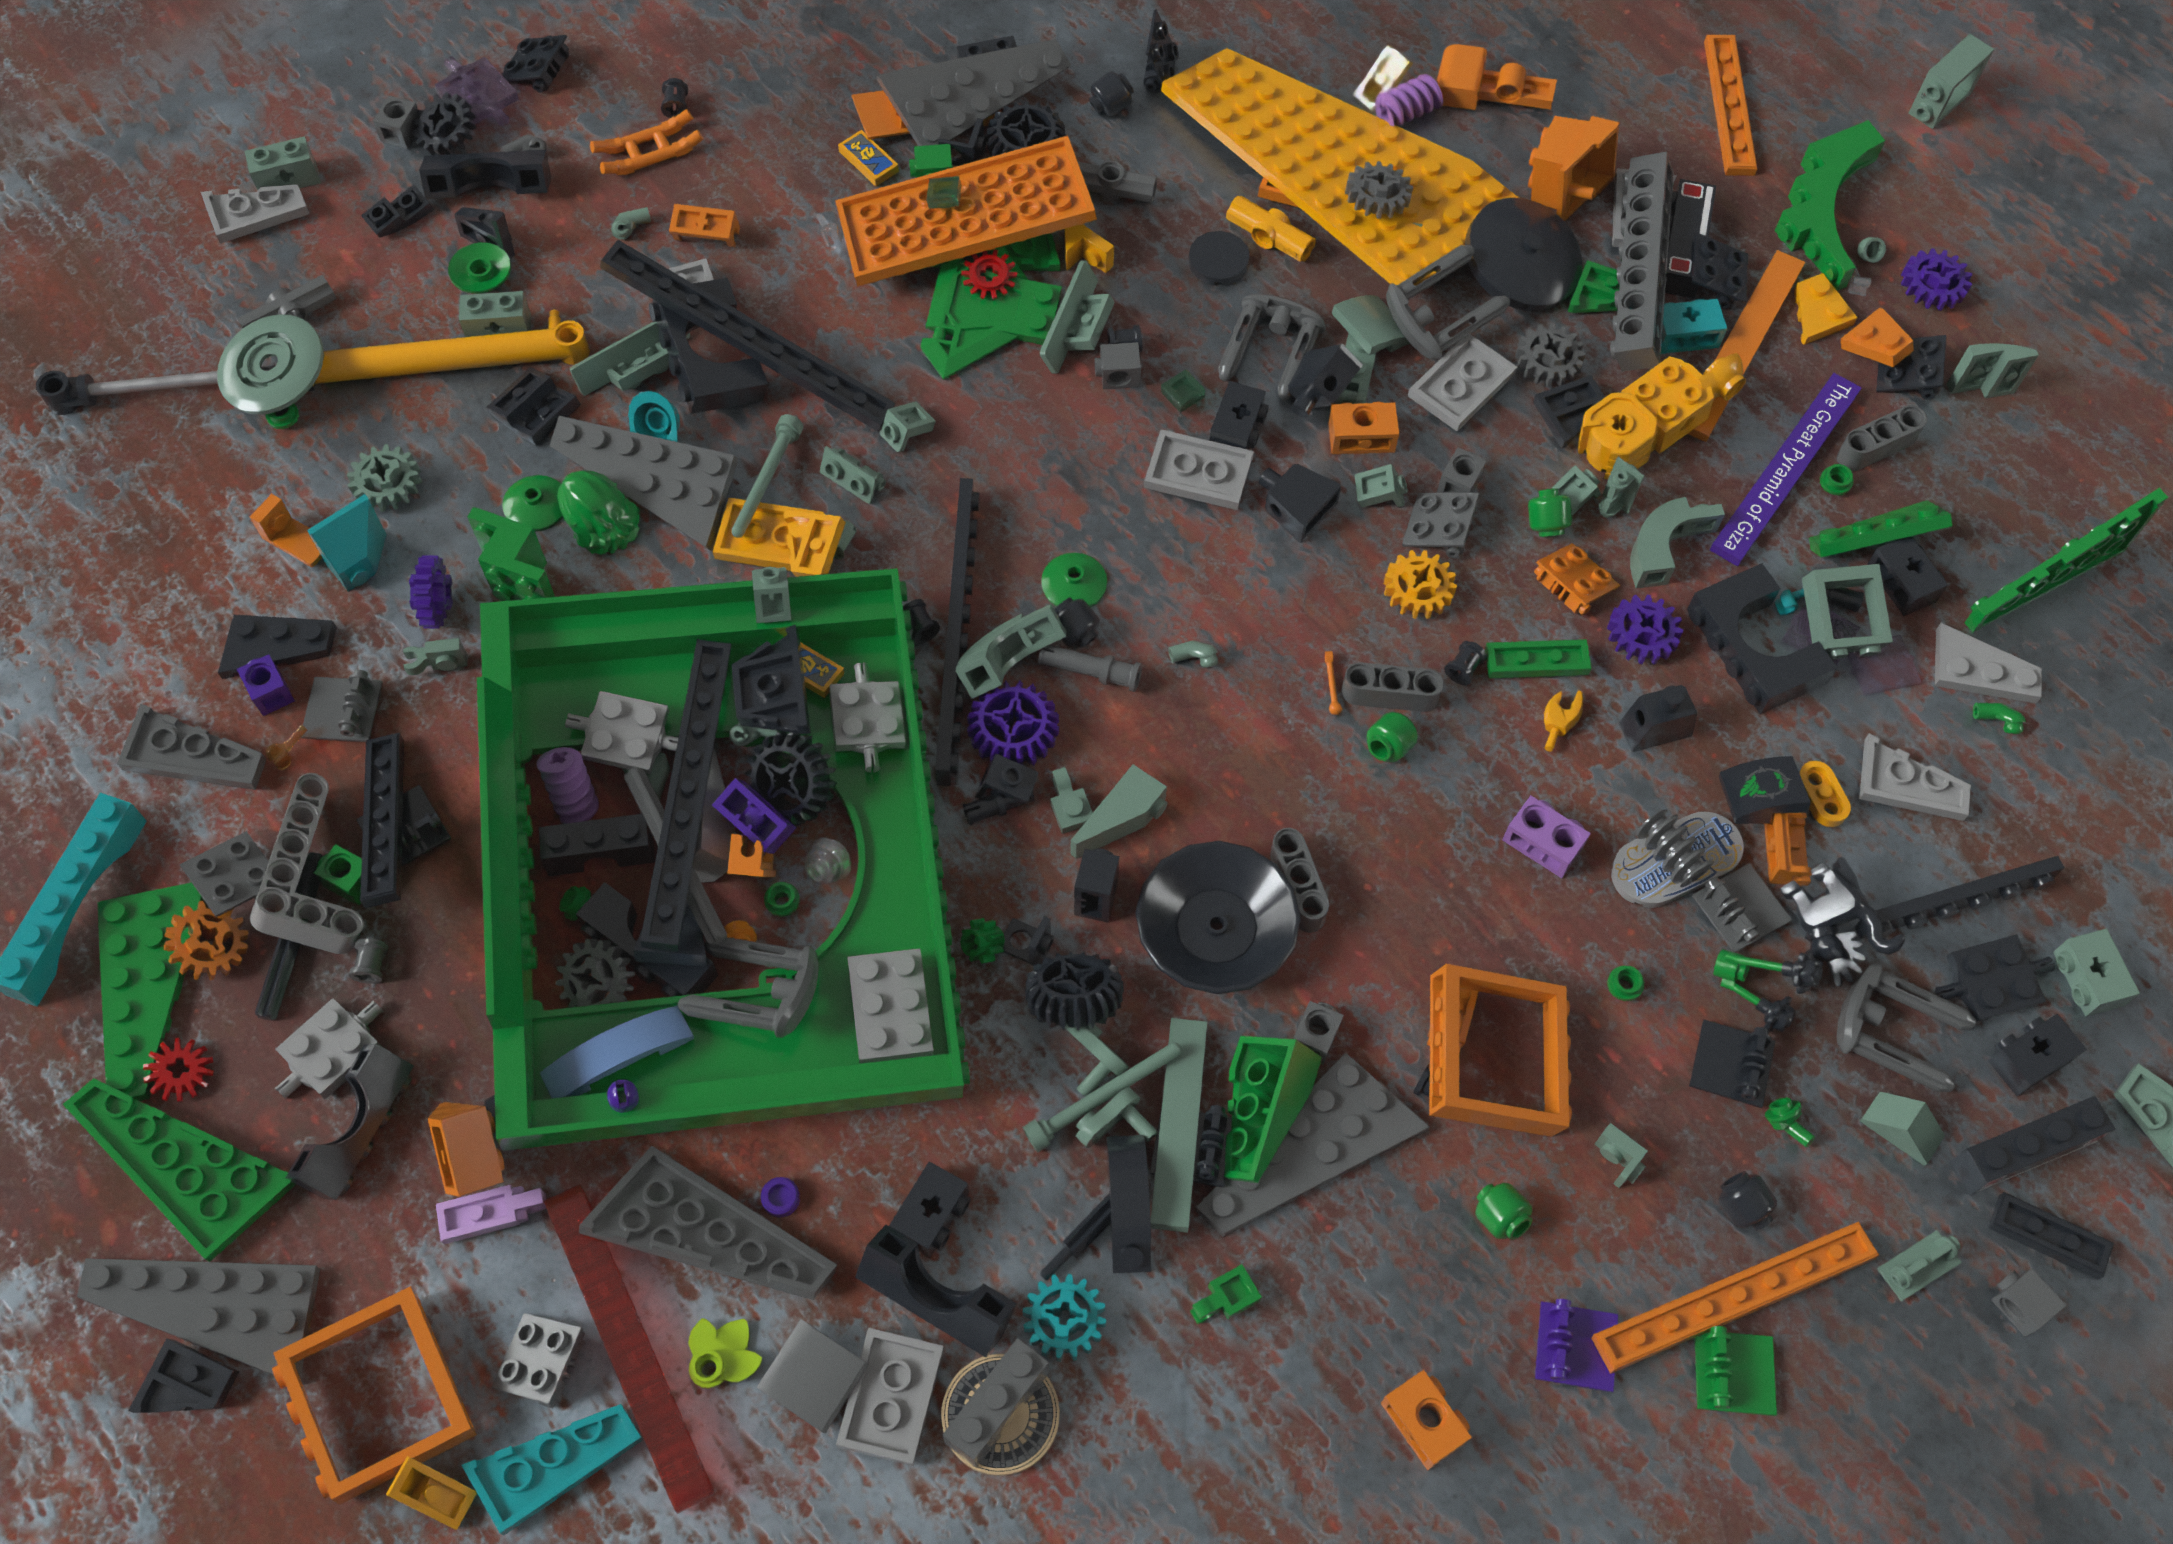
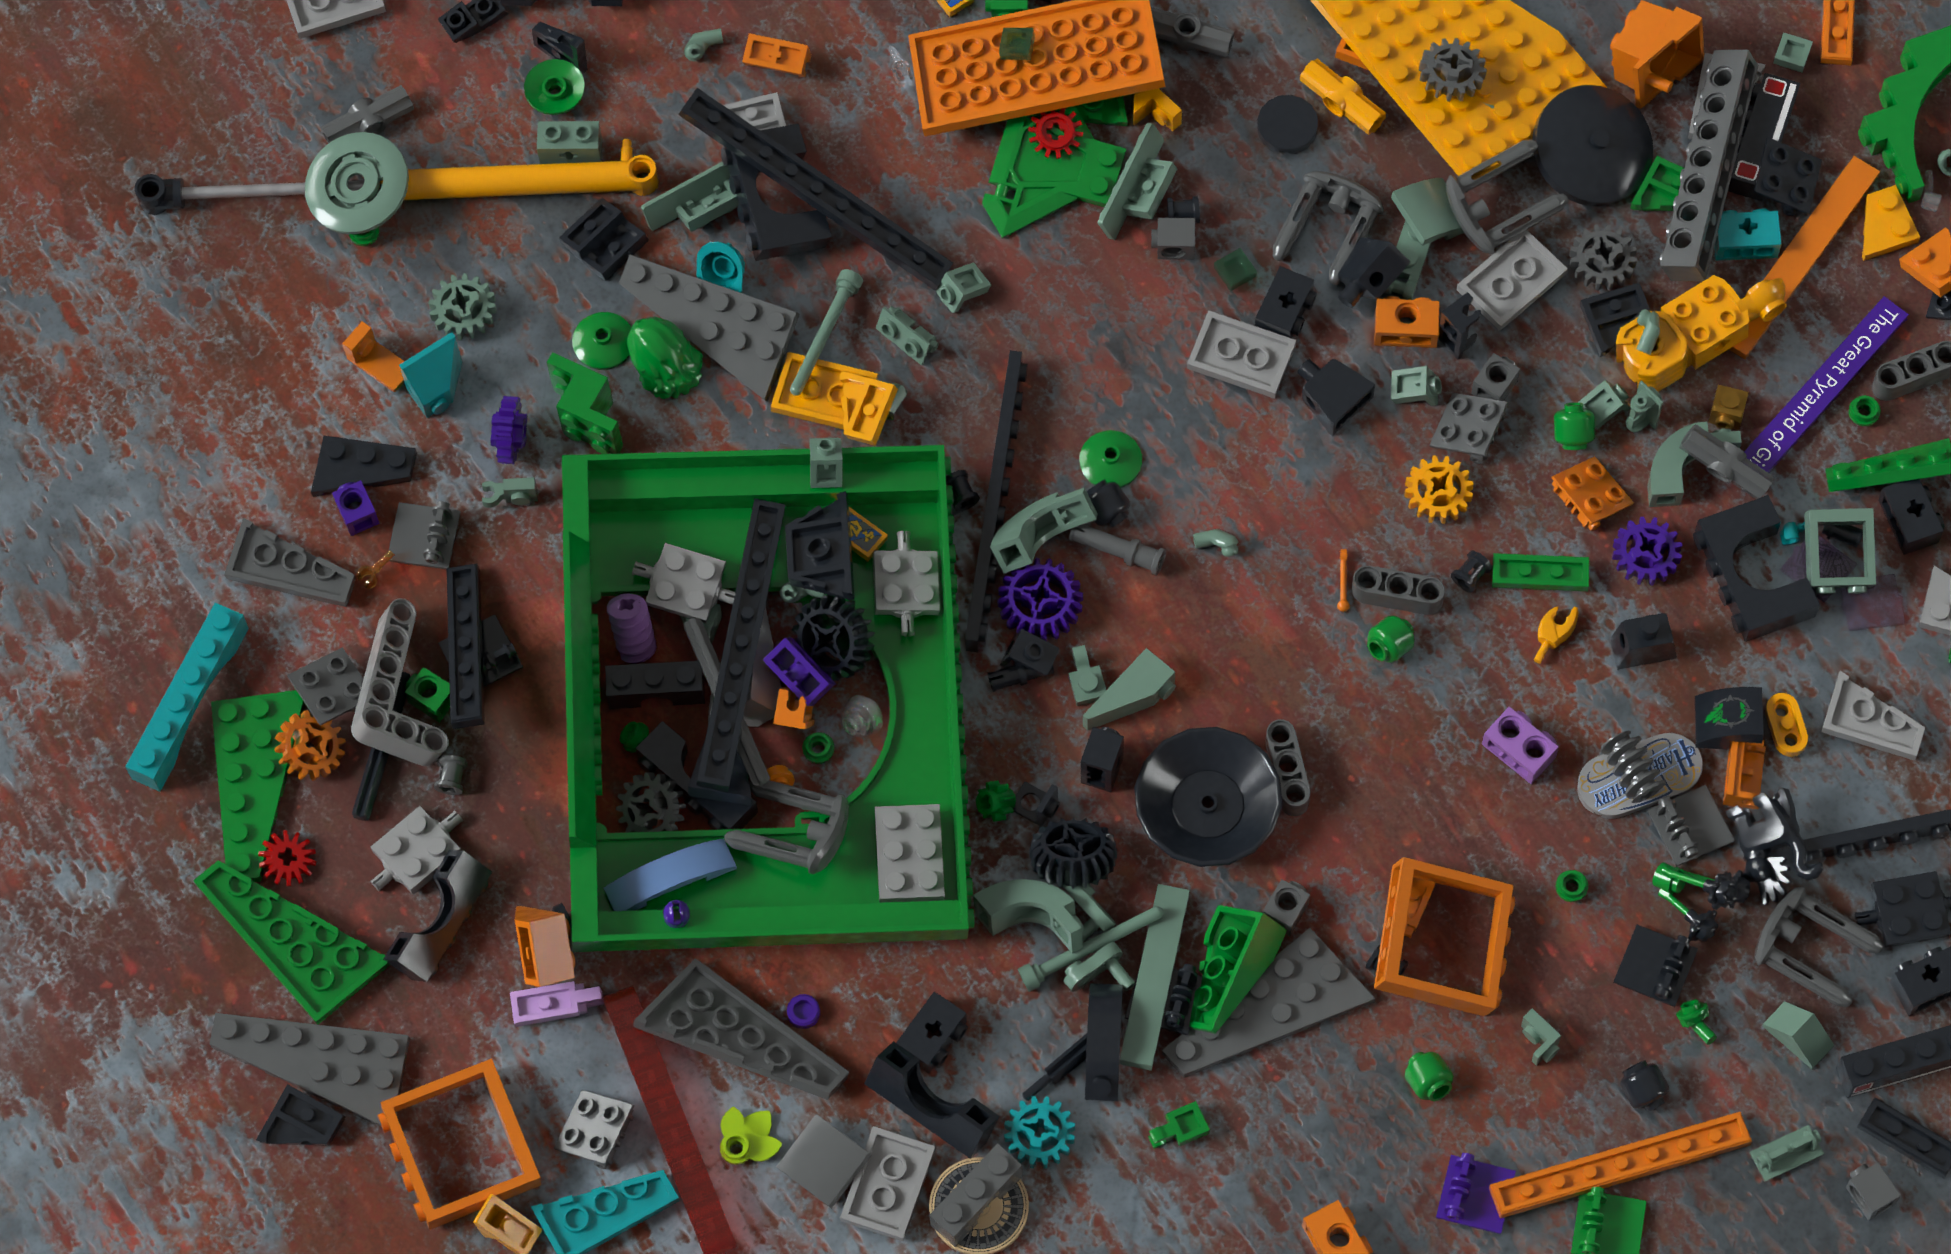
camera: 10 degrees right, 5 degrees up
(1031, 1049) = (1029, 901): none -> sand green arch
(1416, 424) = (1455, 326): none -> black hinge
(1620, 411) = (1651, 322): none -> sand green arm
(1699, 164) = (1792, 52): none -> sand green plate
(1700, 485) = (1728, 407): none -> pearl gold bracket
(1714, 533) = (1726, 462): none -> dark grey piece

